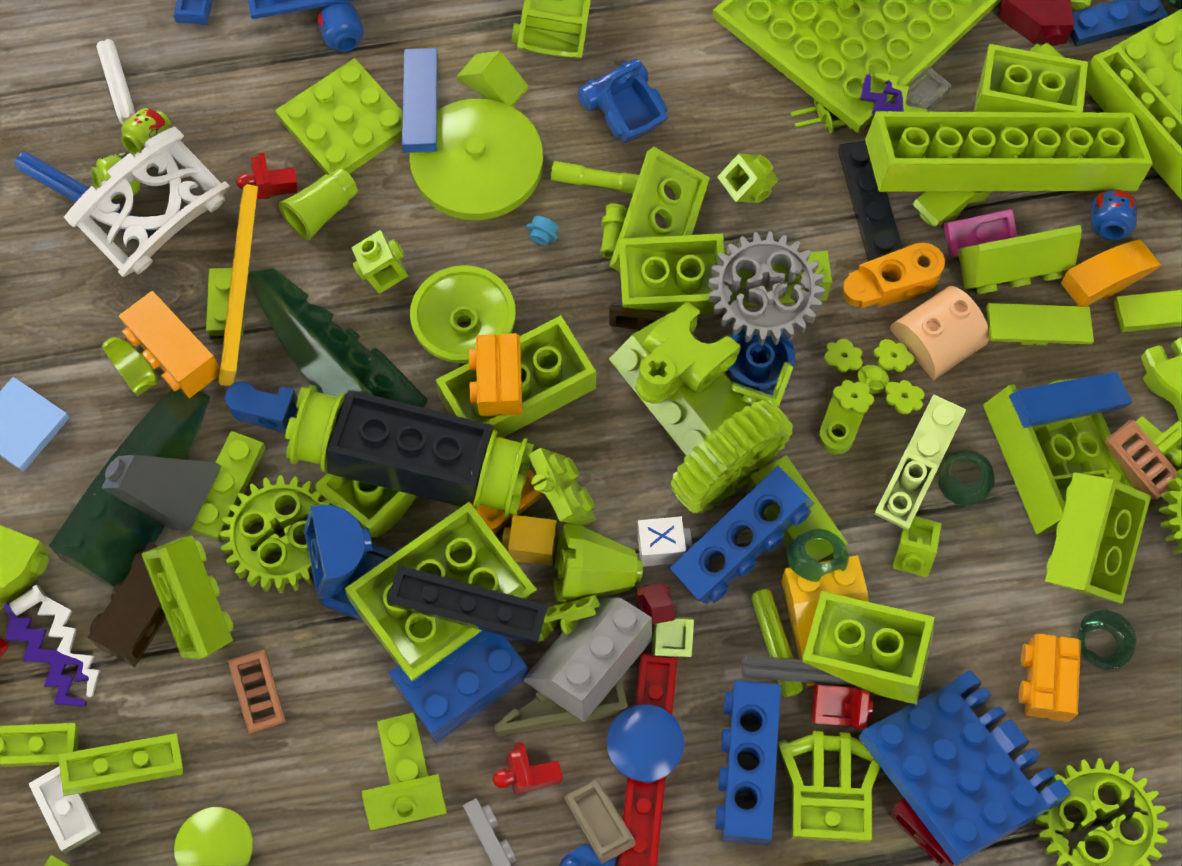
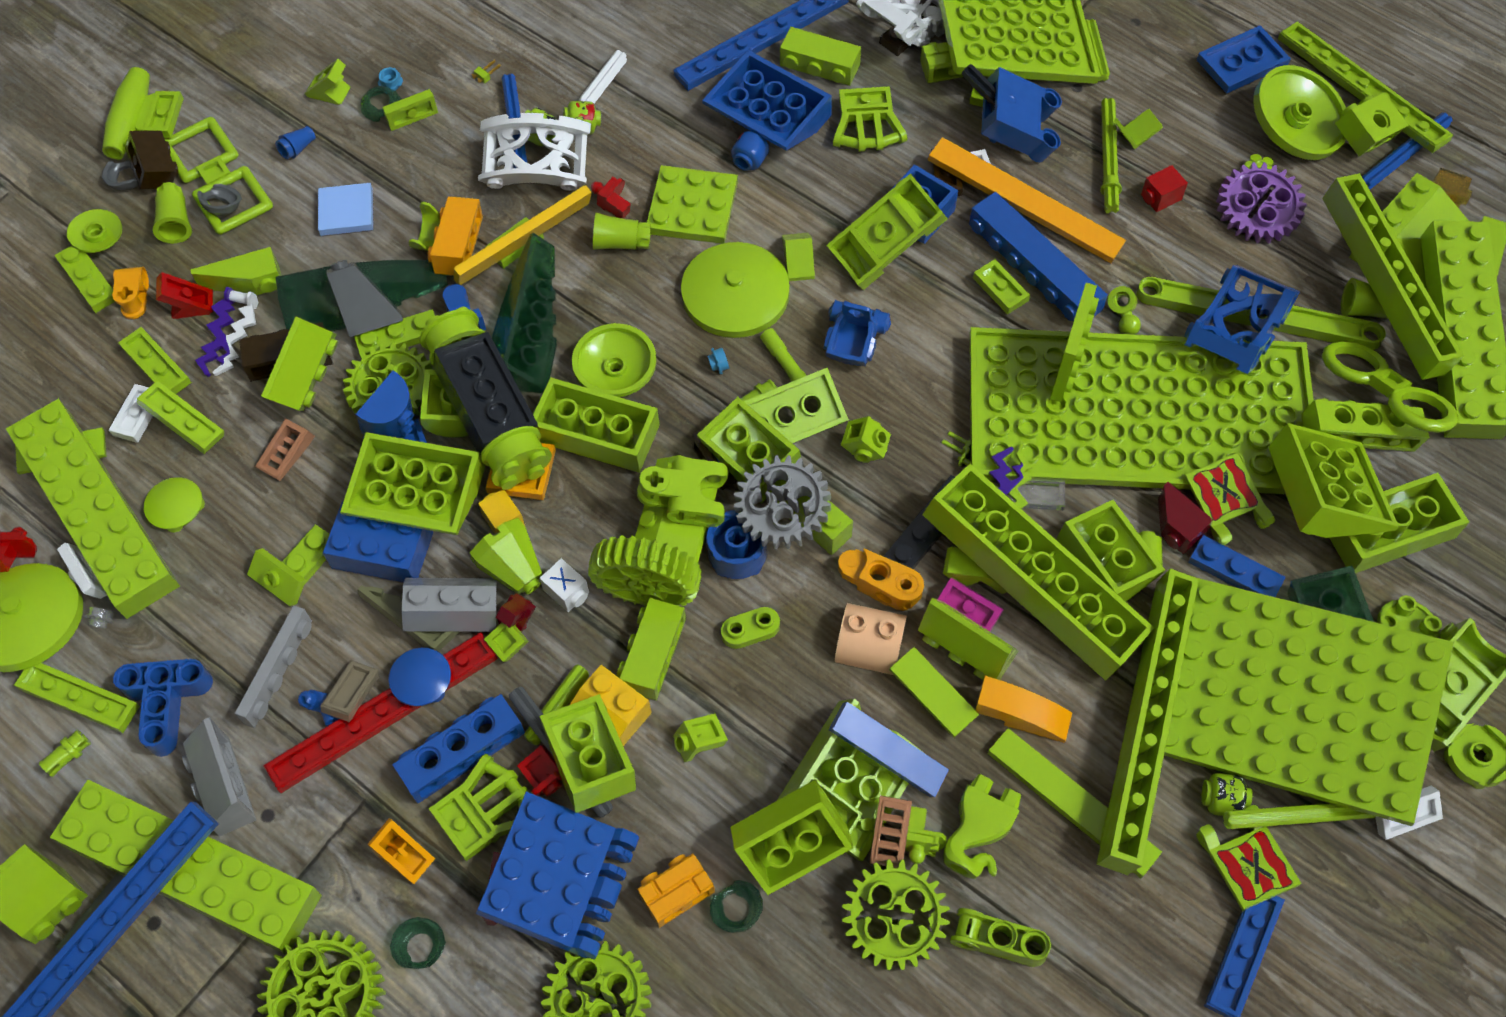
camera: 50 degrees right, 5 degrees down
(379, 261) = (609, 292): lime brick -> none
(420, 100) = (740, 228): tile -> none
(467, 604) = (408, 501): black plate -> none
(498, 375) = (578, 403): light orange brick -> none
(526, 777) = (345, 630): red piece -> none
(558, 481) = (536, 495): lime plate -> none
(569, 615) = (455, 562): lime piece -> none
(721, 539) = (602, 623): blue brick -> none
(752, 395) = (703, 557): lime bracket -> none
(808, 567) = (634, 686): clear green piece -> none
(873, 378) = (794, 620): lime plant -> none
(920, 462) = (757, 695): yellowish green slope -> none
(963, 493) = (781, 747): clear green piece -> none
(1113, 214) = (1068, 678): blue head -> none

